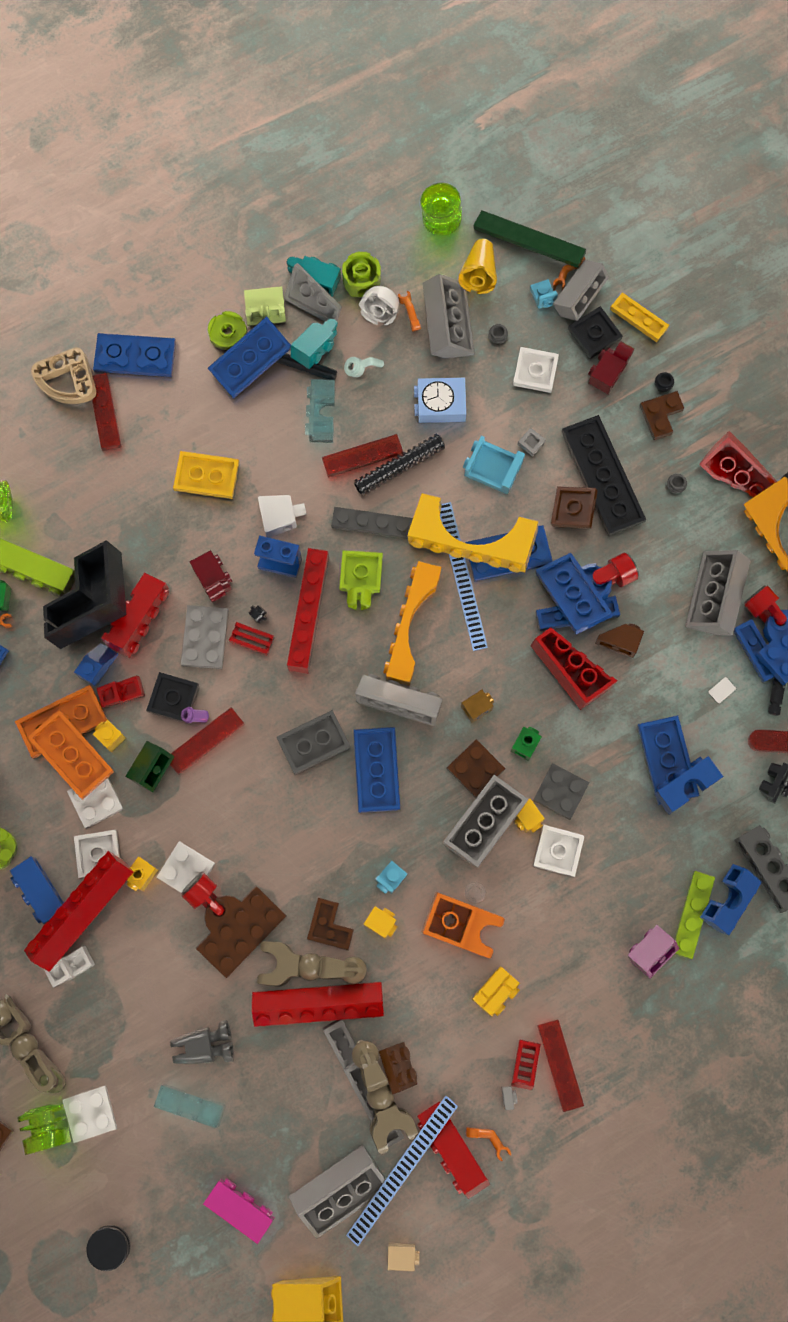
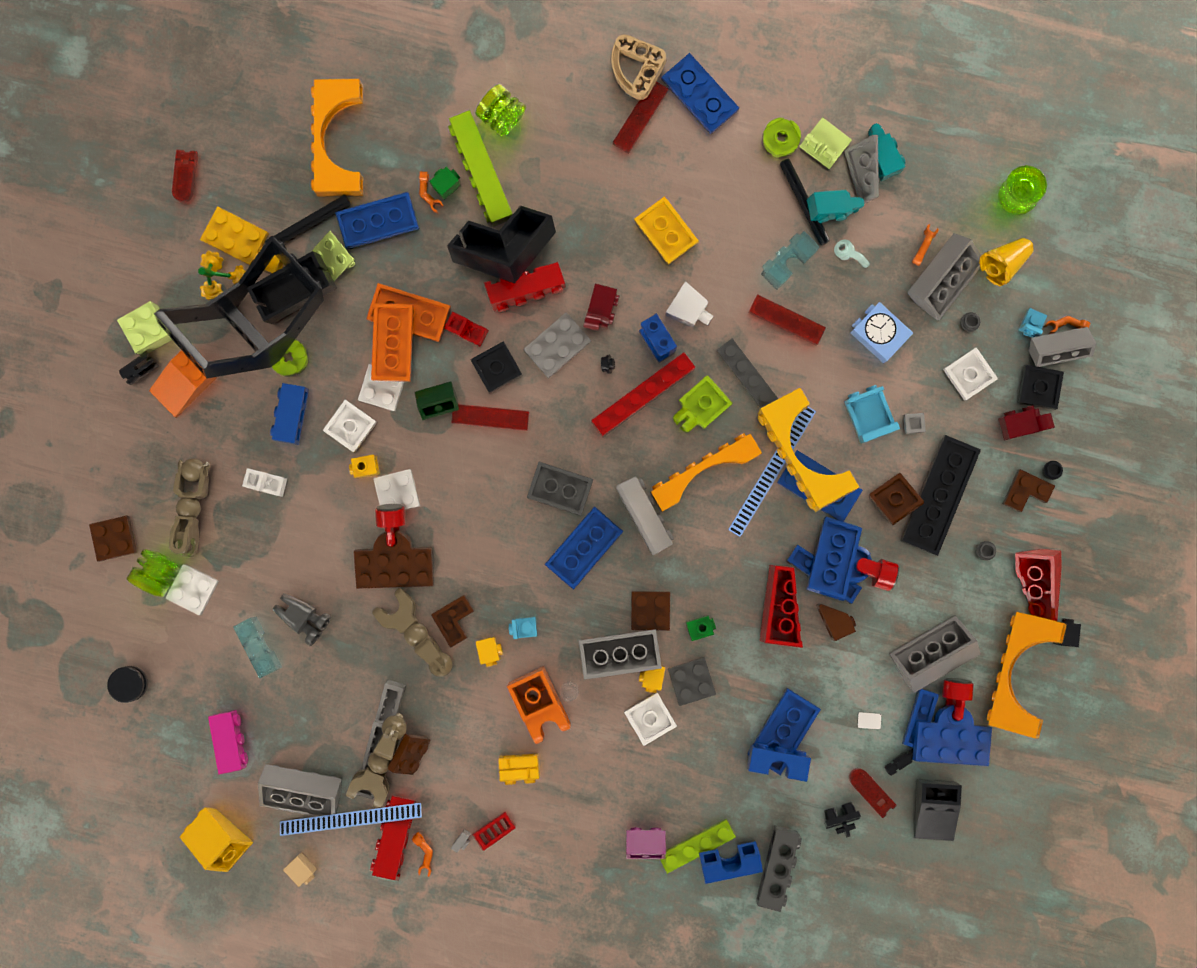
camera: 50 degrees right, 10 degrees up
(78, 911) = (301, 453): red brick -> none
(95, 664) = (467, 295): blue slope -> none
(109, 735) = (430, 352): yellow brick -> none
(191, 715) = (496, 392): medium lavender pin -> none
(236, 632) = (580, 362): red tile -> none
(250, 357) = (777, 173): blue piece -> none
(317, 1004) = (397, 663): red brick -> none
(360, 273) = (916, 185): lime brick -> none
(379, 305) = (906, 220): white cylinder -> none
(399, 464) = (806, 351): black piece -> none
(477, 705) = (693, 571): pearl gold brick -> none
(529, 239) = (1064, 273): dark green tile -> none
(560, 1065) = (514, 854): clear red plate -> none
(639, 317) = (1084, 406): yellow plate -> none

